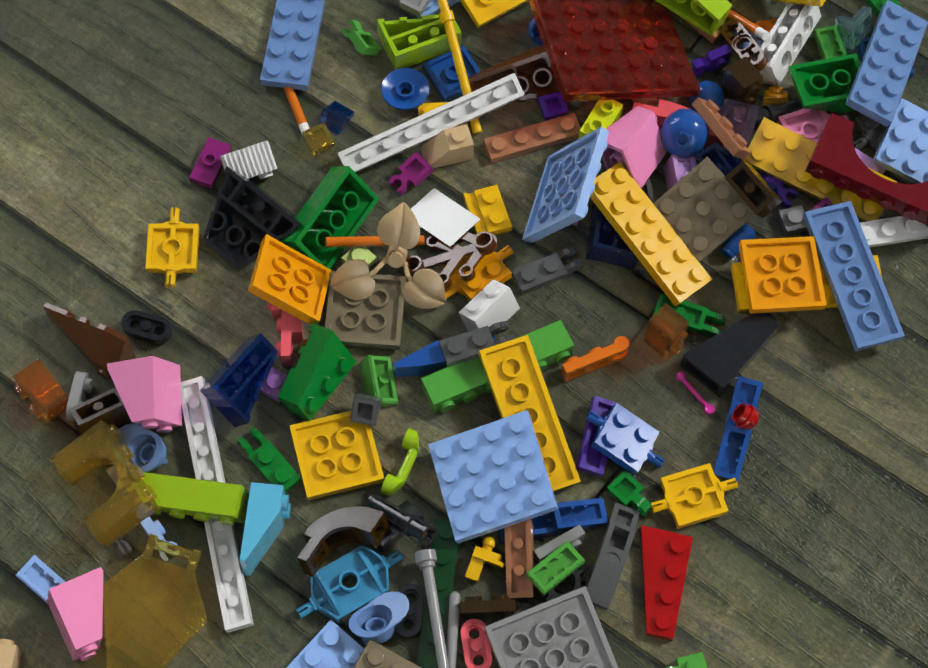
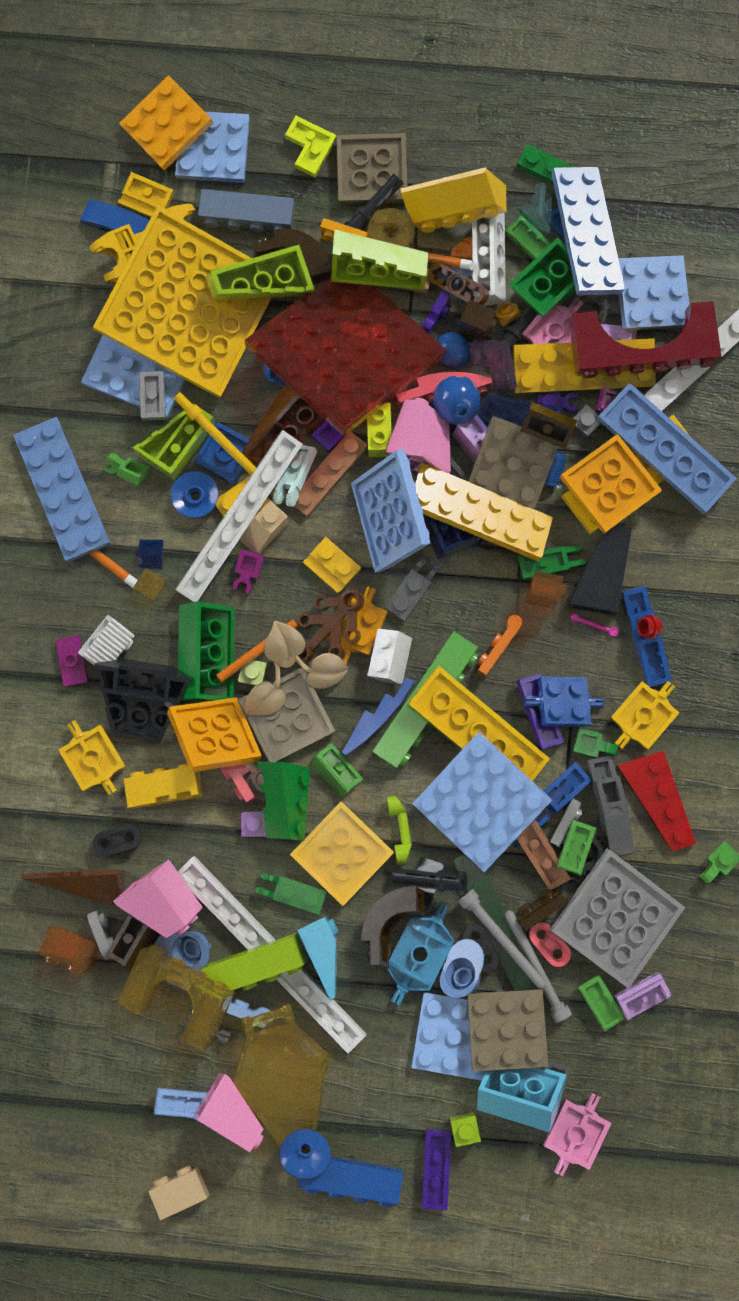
camera: 25 degrees left, 15 degrees up
(218, 304) = (162, 786): none -> yellow wedge
(240, 378) = (225, 840): clear blue wedge -> none
(365, 409) = (343, 803): dark grey slope -> none
(443, 217) = (298, 594): white sticker -> none
(467, 345) = (397, 697): dark grey hinge -> none
(480, 557) = (510, 868): yellow piece -> none
(501, 119) = (294, 476): none -> light aqua hinge
(722, 128) = (486, 378): nougat plate -> none

